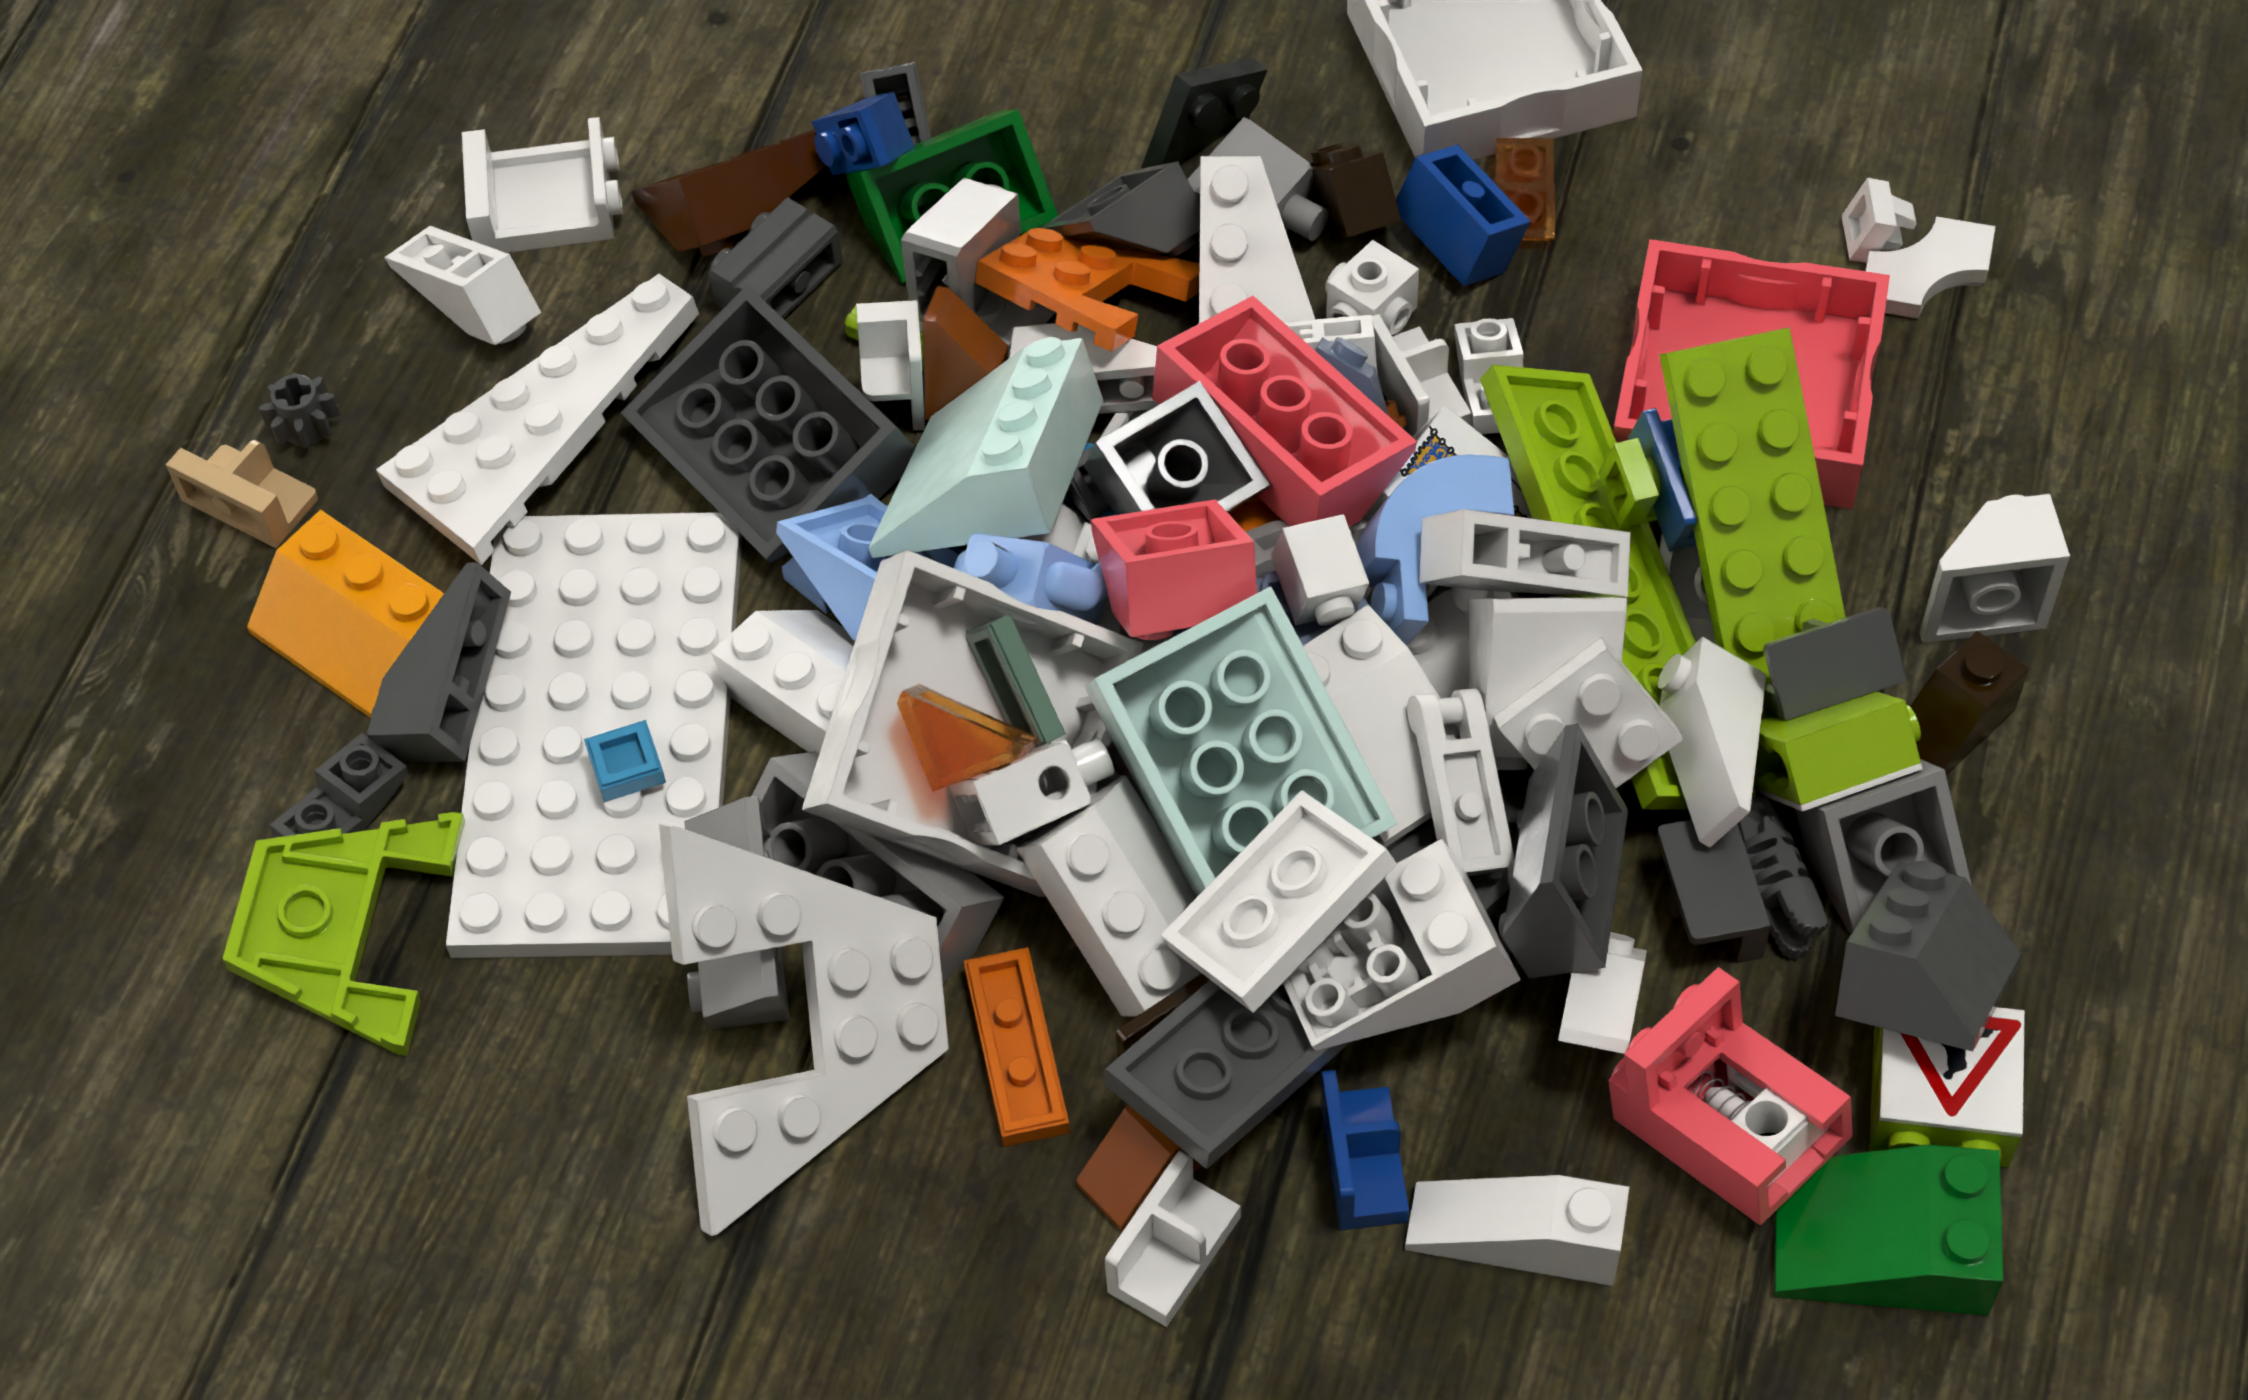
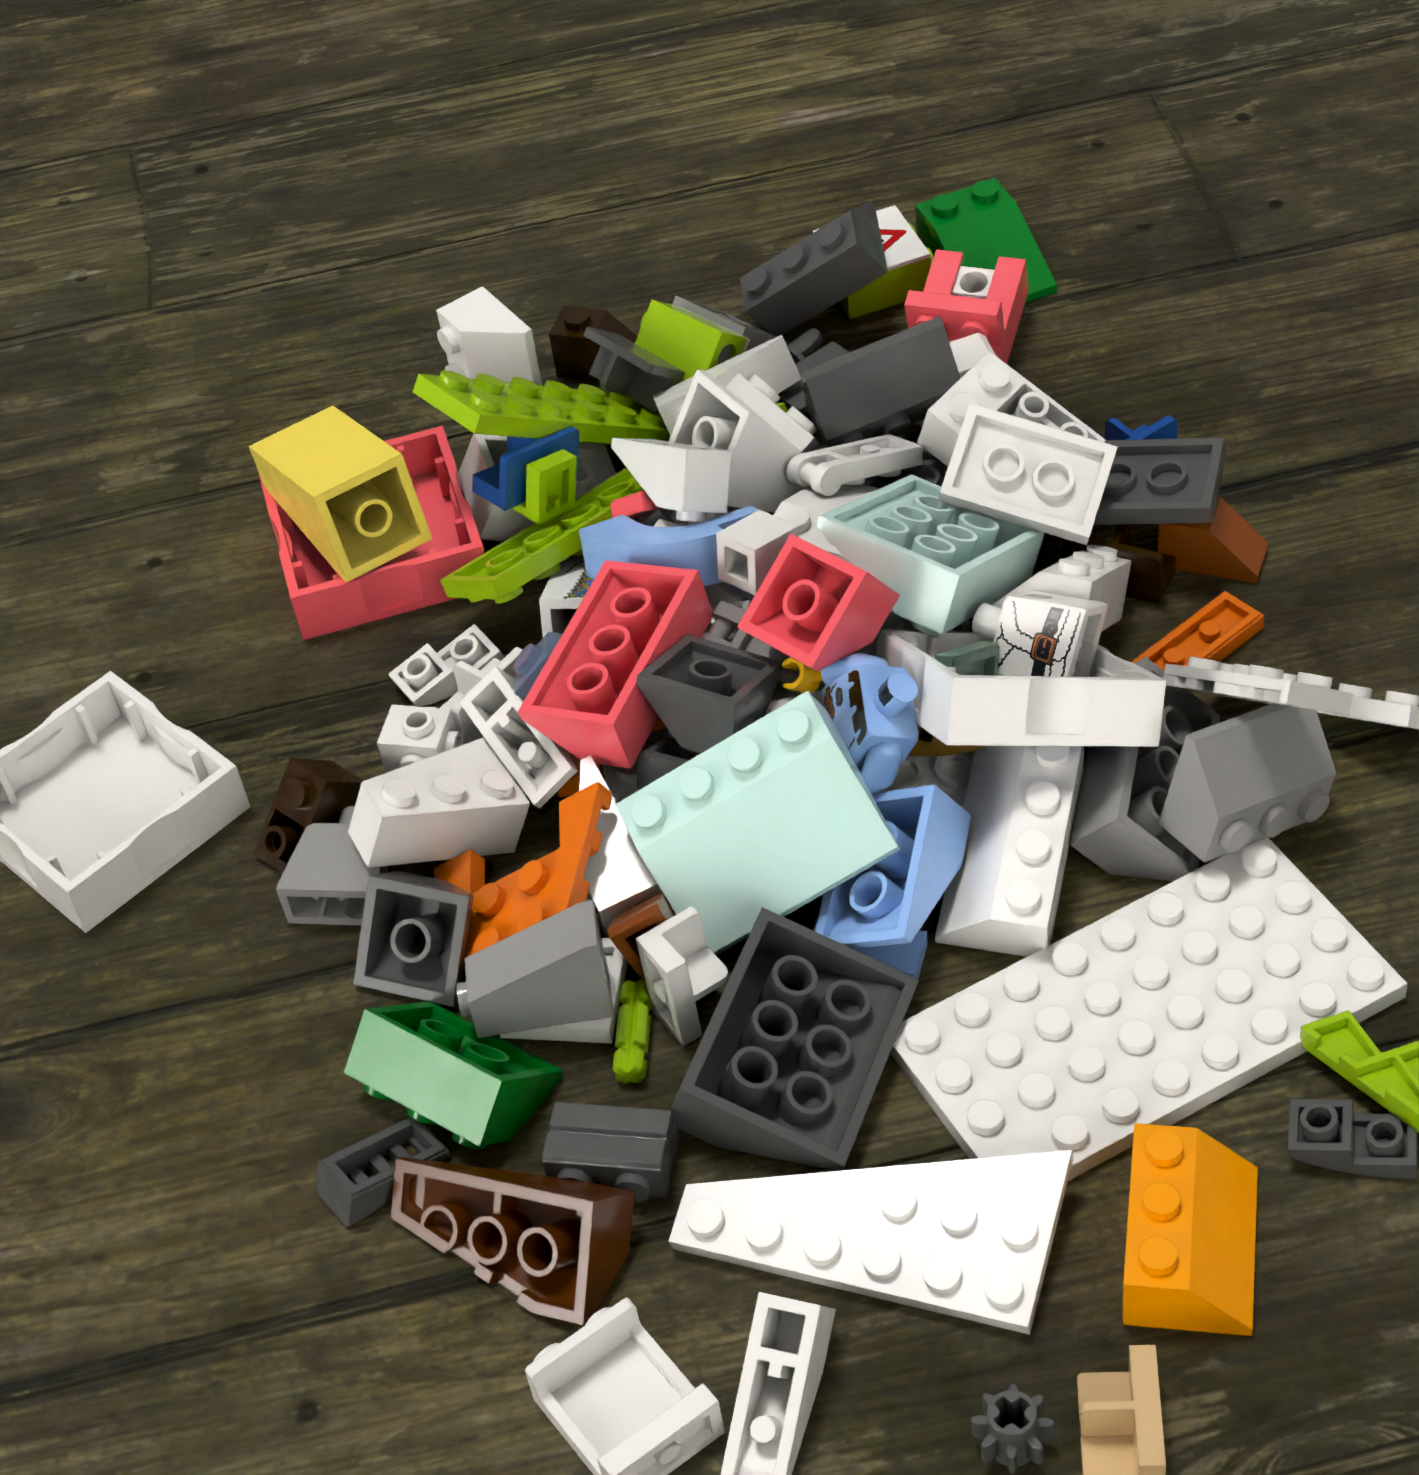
camera: 115 degrees left, 10 degrees down
(439, 678) = (1231, 1101): dark grey slope -> none
(625, 760) = (1173, 946): dark azure tile -> none
(862, 135) = (447, 1111): blue slope -> none
(957, 739) = (1038, 651): clear orange slope -> none
(1169, 1242) = (1274, 509): white panel -> none
(1203, 109) = (273, 933): pearl dark grey wing -> none
(1461, 215) = (310, 720): blue brick -> none
(1523, 1224) = (1107, 367): white slope -> none
(1527, 178) = (260, 725): clear orange slope -> none
(1756, 276) = (343, 491): none -> light yellow slope
(1875, 220) = (190, 530): white tile -> none
(1945, 258) = (222, 507): white tile -> none

